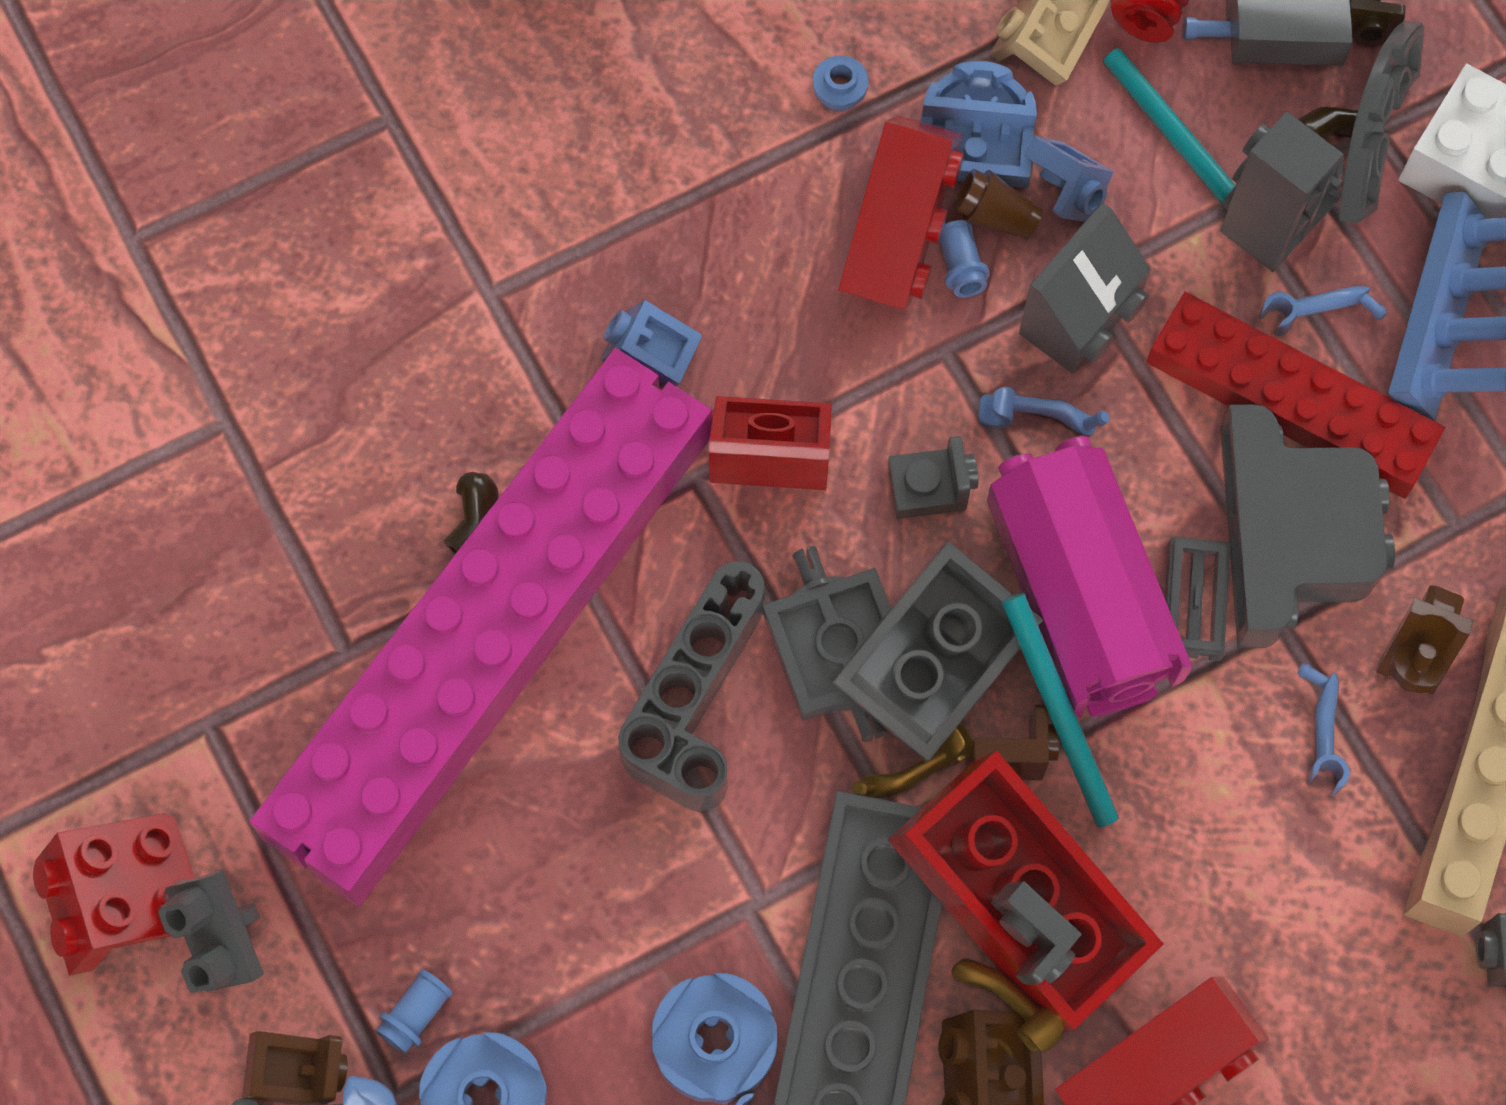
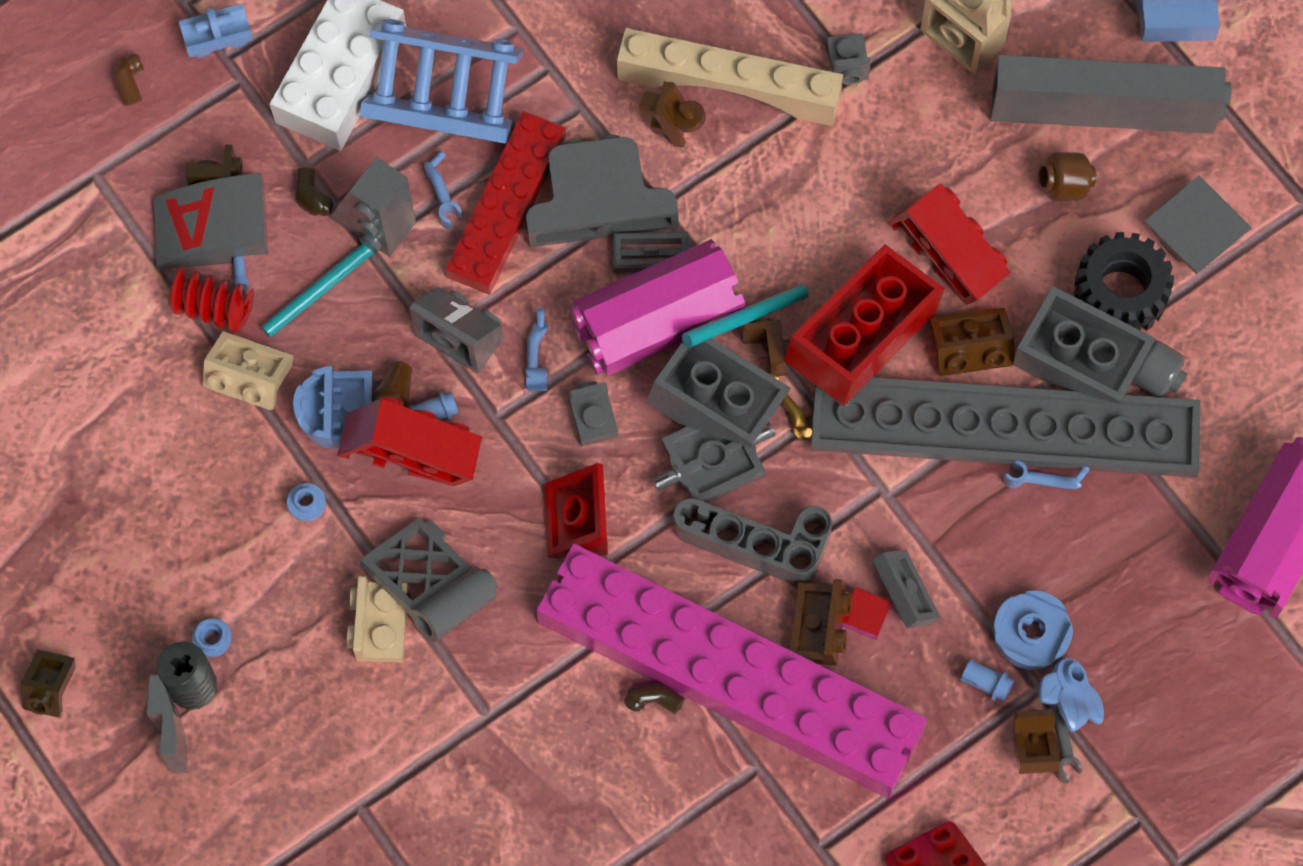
camera: 95 degrees left, 0 degrees up
(214, 932) = (963, 803): dark grey hips -> none
(544, 763) = (819, 621): none -> reddish brown bracket
(555, 842) = (867, 613): none -> red tile
(580, 905) = (906, 589): none -> dark grey plate
(649, 157) = (378, 623): none -> tan bracket
(653, 340) = (518, 600): medium blue bracket -> none
(661, 249) = (451, 598): none -> dark grey piece
(706, 1001) = (977, 522): medium blue plate -> none
(1032, 920) = (901, 298): dark grey bracket -> none
(1041, 1027) = (941, 311): pearl gold piece -> none
(1080, 176) = (363, 343): medium blue bracket -> none
(1324, 727) = (729, 173): medium blue piece -> none
(1387, 85) = (300, 154): dark grey tile -> none

